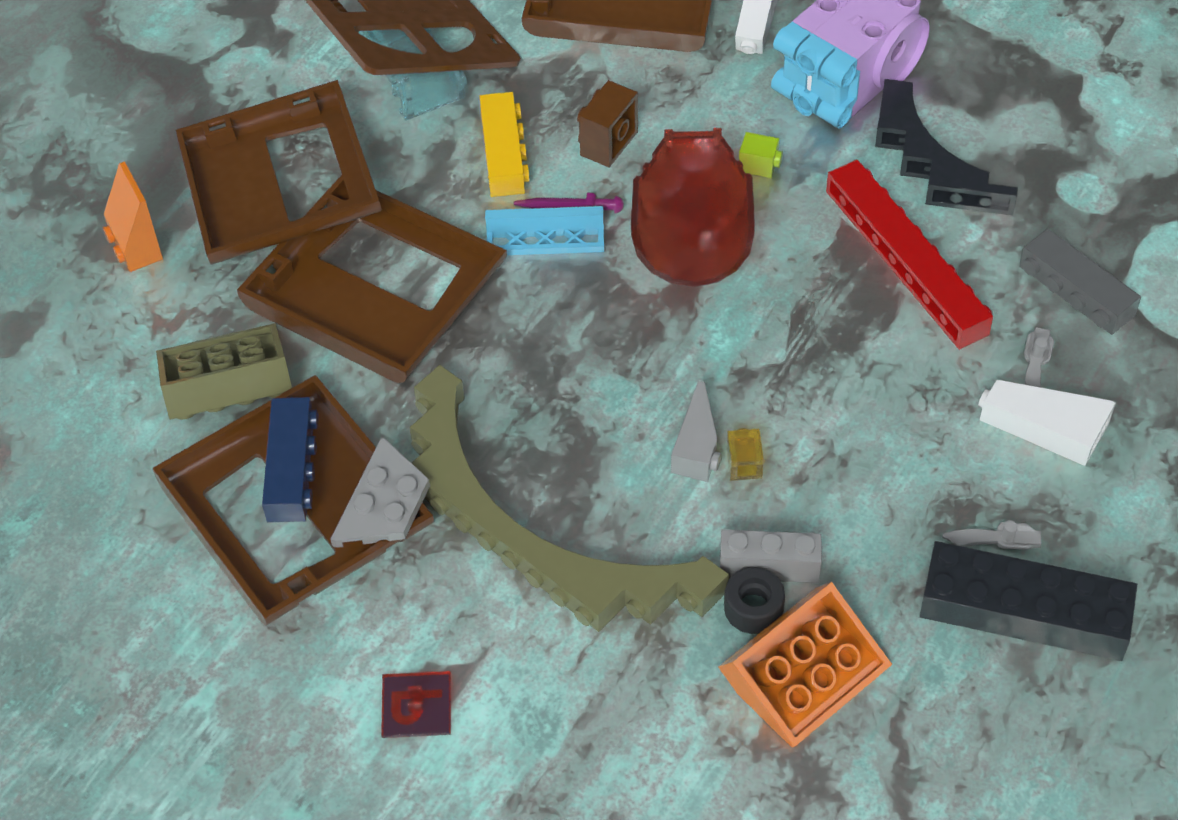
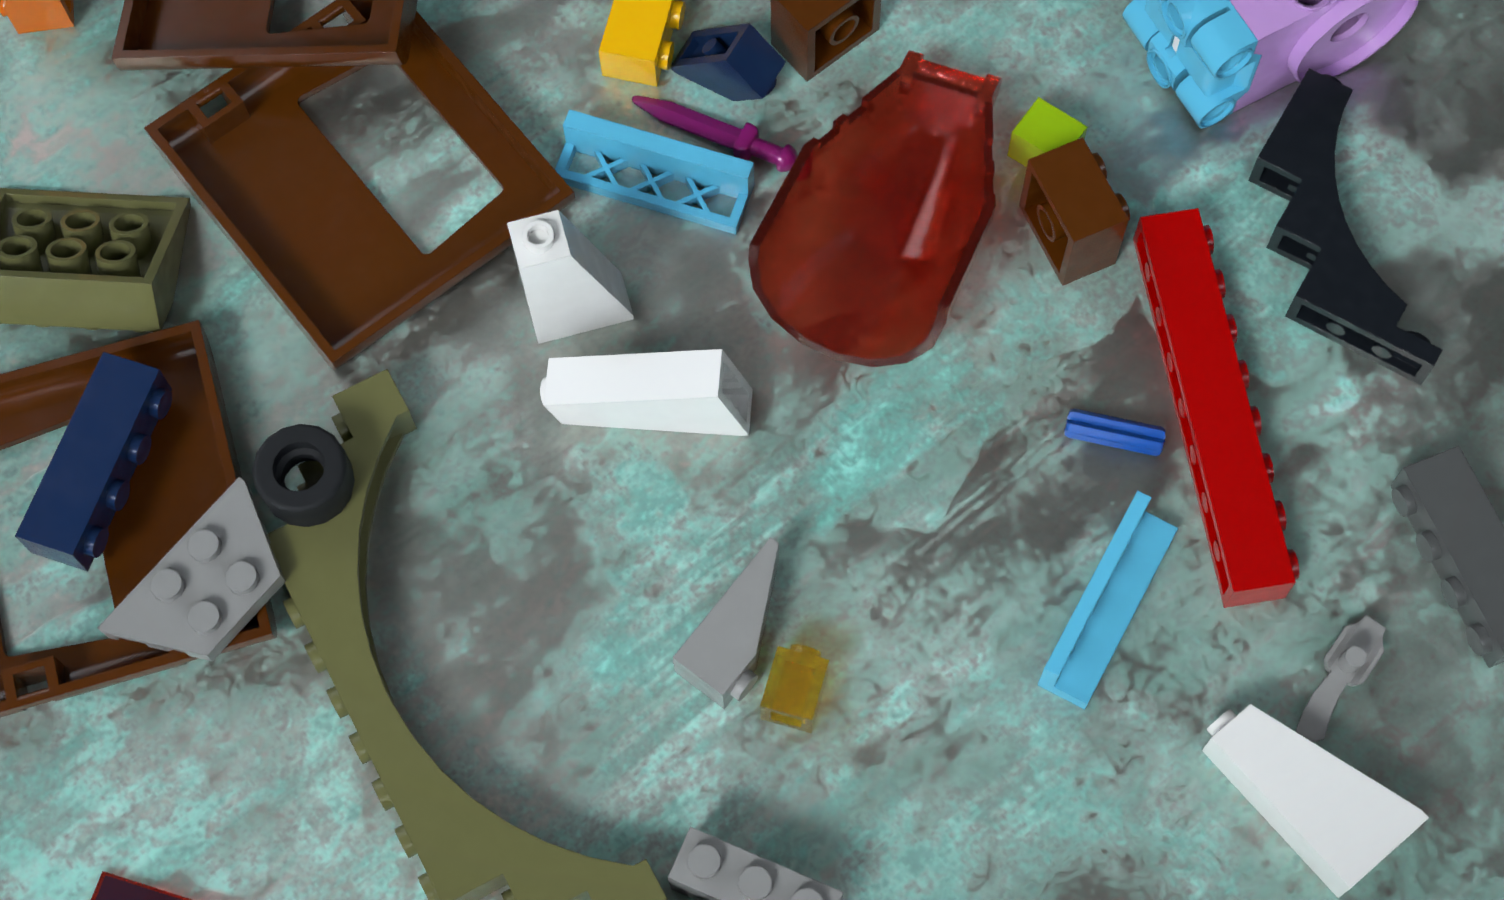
camera: 20 degrees right, 15 degrees up
(419, 409) = (287, 449): none -> black tyre
(523, 287) = (566, 278): none -> white slope
(563, 166) = (730, 62): none -> dark blue slope
(595, 334) = (650, 392): none -> white slope
(790, 179) = (1074, 210): none -> reddish brown brick
(860, 282) = (1115, 432): none -> blue axle
(896, 364) = (1107, 604): none -> medium azure fence

